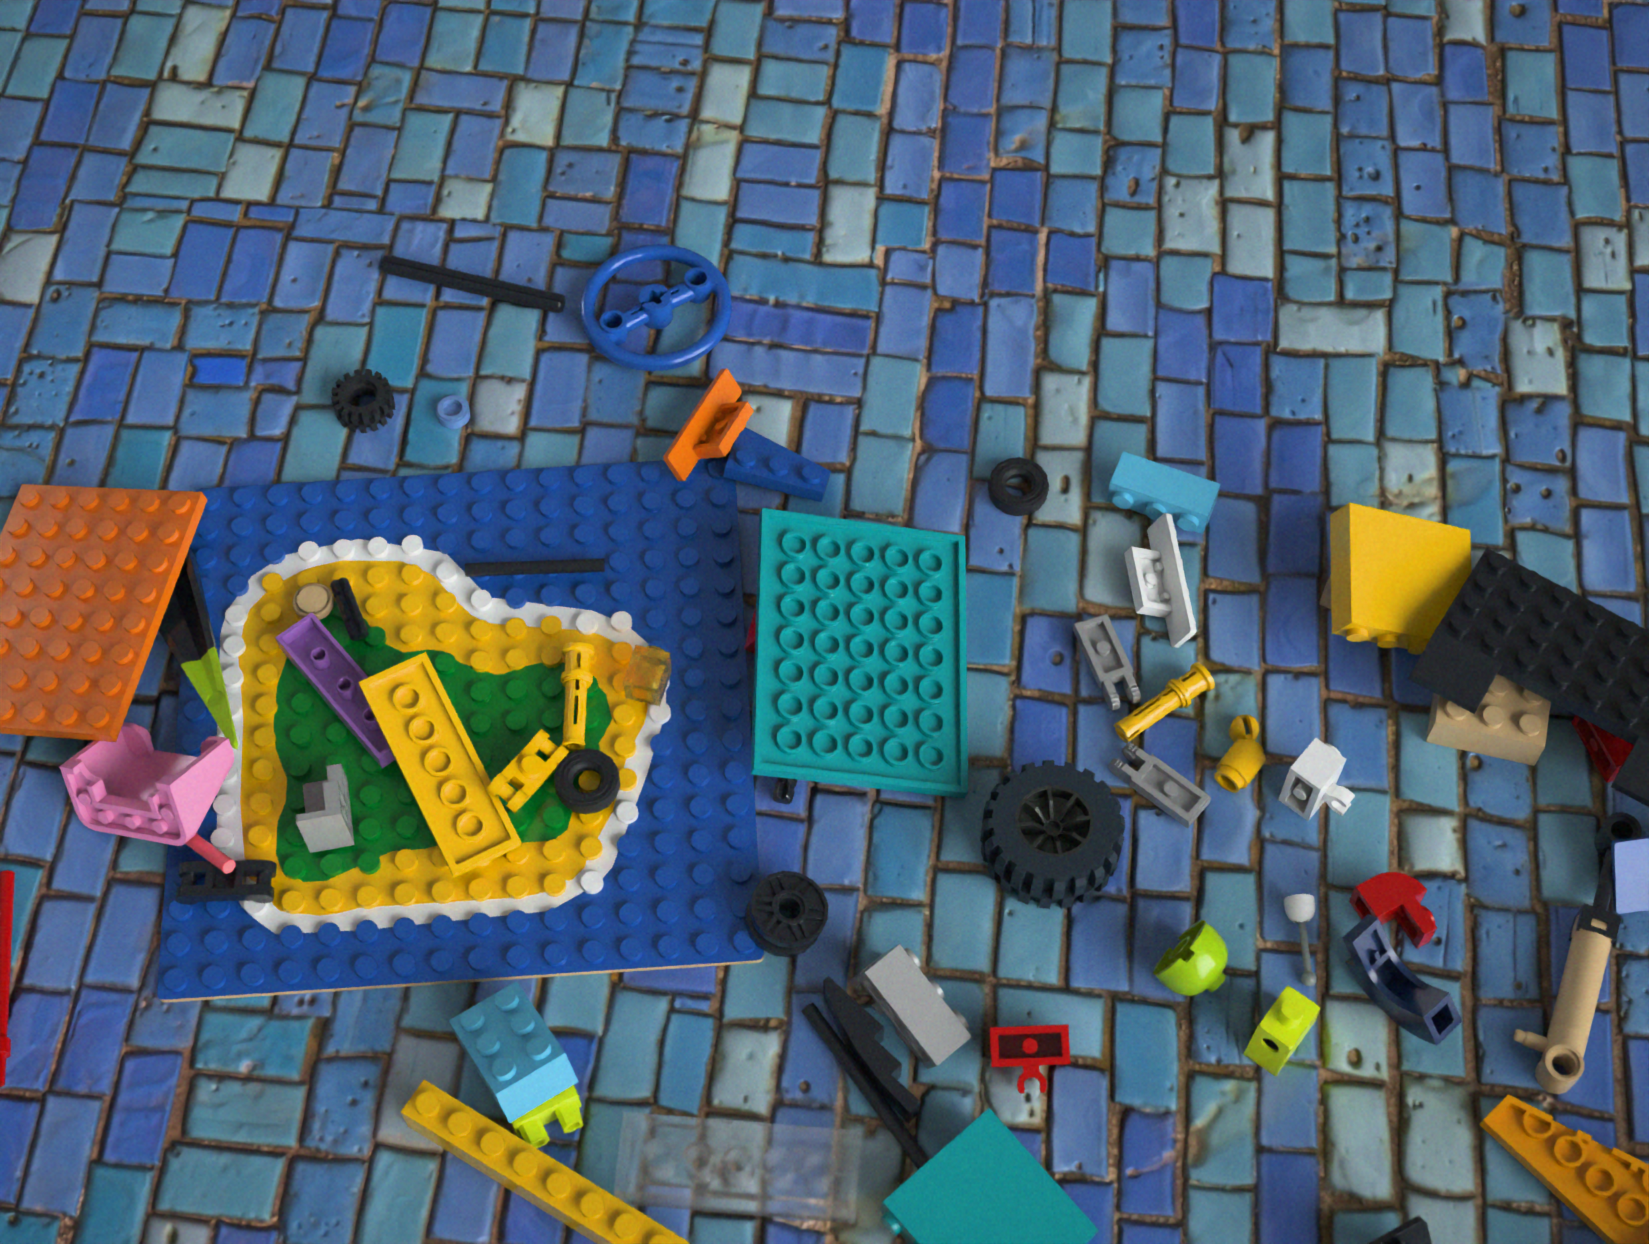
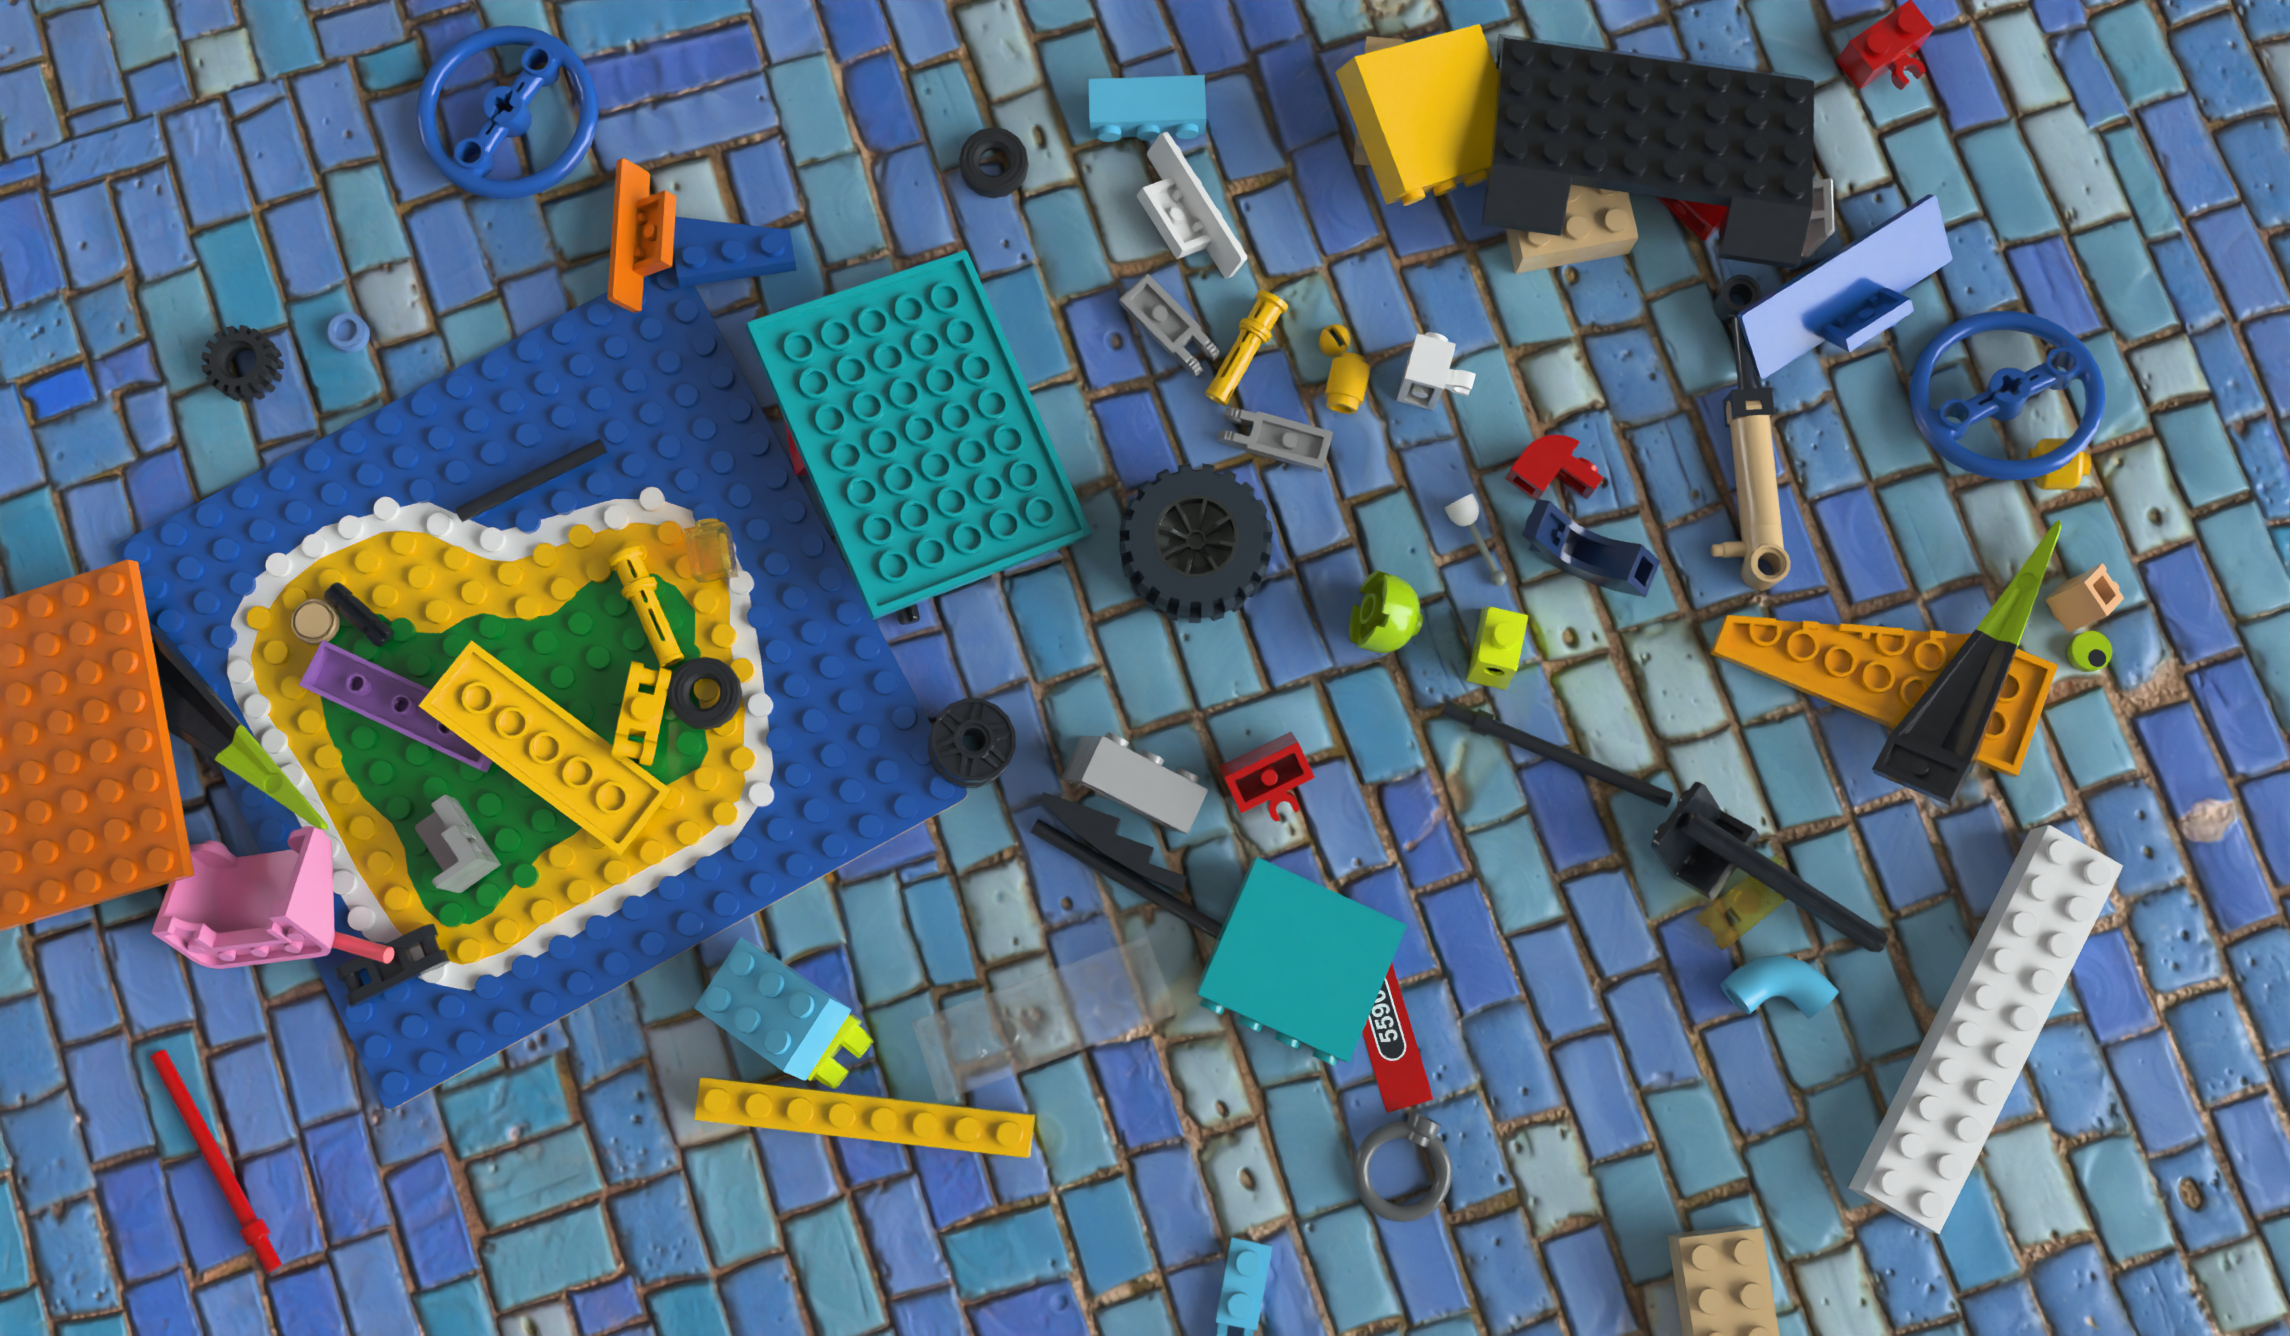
camera: 25 degrees left, 20 degrees up
(473, 283) = (288, 167): black axle -> none
(1244, 1093) = (1483, 724): none -> black bar

